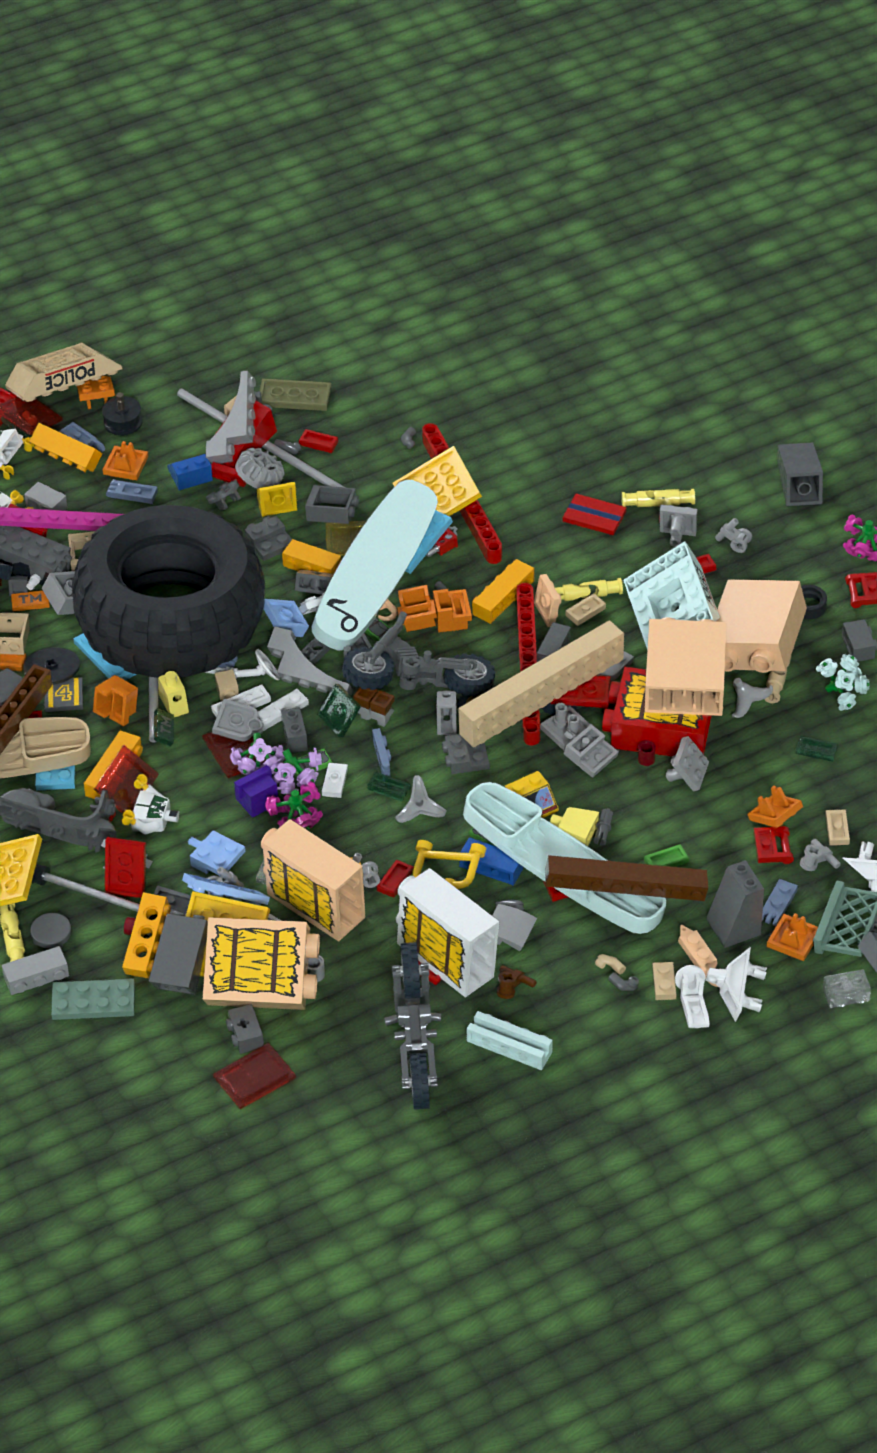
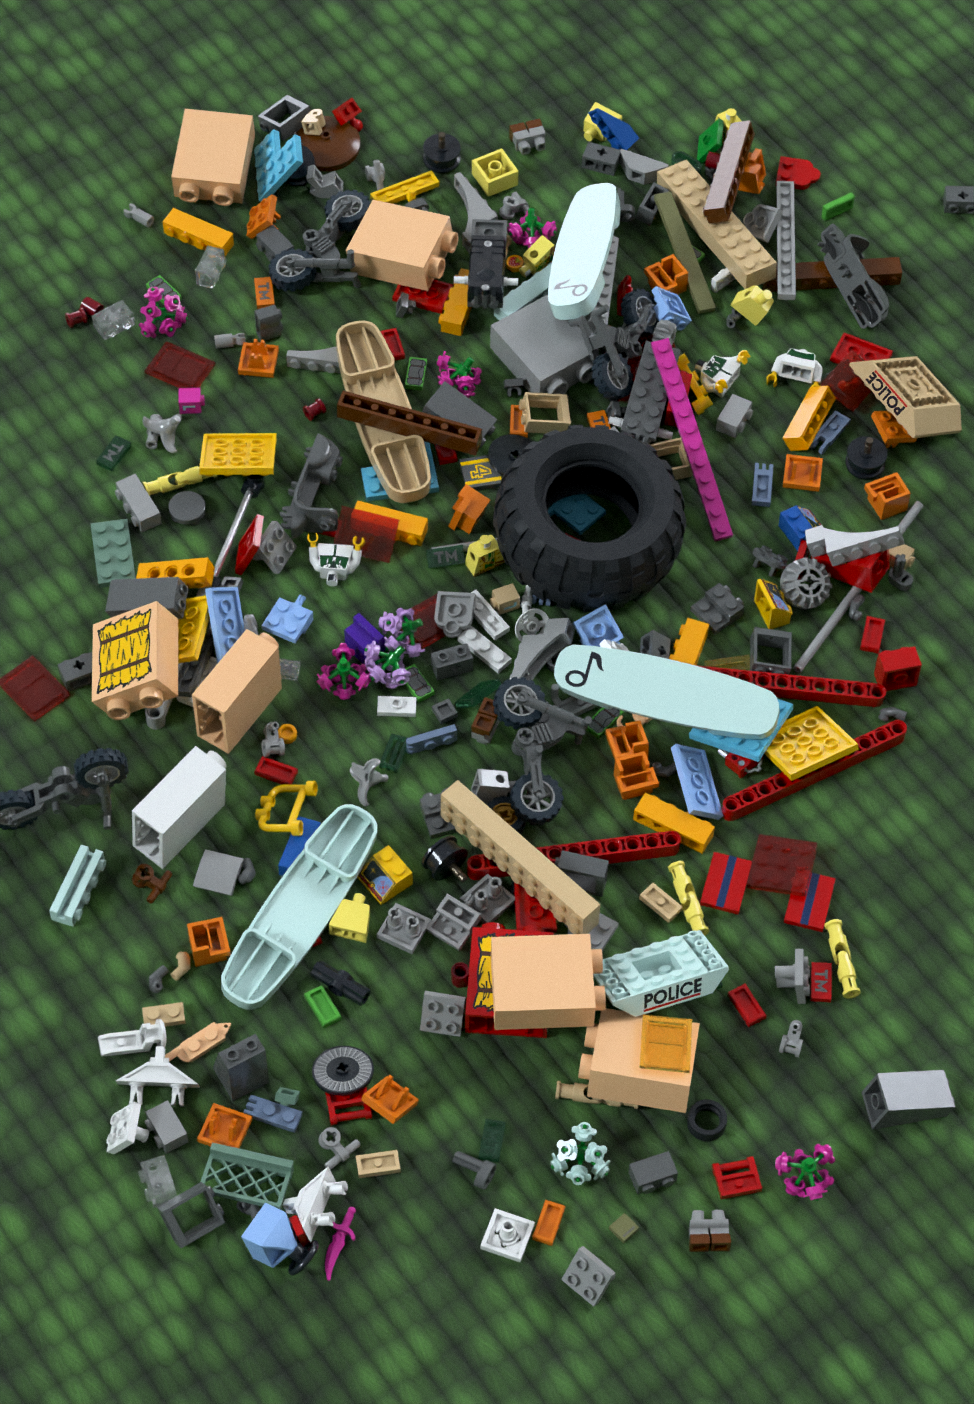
camera: 80 degrees right, 10 degrees up
(170, 405) = (888, 495): none -> orange plate
(295, 394) = (939, 604): olive tile -> none
(349, 742) = (444, 711): none -> dark grey plate
(367, 421) = (898, 668): none -> red brick
(373, 486) = (810, 684): none -> red beam
(471, 568) = (696, 781): none -> light blue plate
(525, 746) = (445, 859): none -> black wheel
(547, 600) = (660, 859): light nougat plate -> none
(558, 525) = (782, 865): none -> clear red plate
(568, 565) = (726, 883): none -> red tile
(590, 789) = (403, 928): none -> light grey plate
(591, 934) = (208, 941): none -> orange plate
(603, 826) = (357, 944): dark grey axle -> none
(626, 878) = (265, 959): reddish brown brick -> none
(645, 840) = (340, 983): none -> black piece
(747, 694) = (553, 1063): light grey piece -> none
(749, 834) = (331, 1079): none -> piece
(753, 594) = (666, 1043): none -> clear yellow piece
(767, 883) = (287, 1096): none -> sand green plate
(789, 980) = (166, 1127): none -> light grey brick
(794, 999) = (125, 1128): none -> white plate
(848, 752) = (484, 1170): none -> dark grey piece

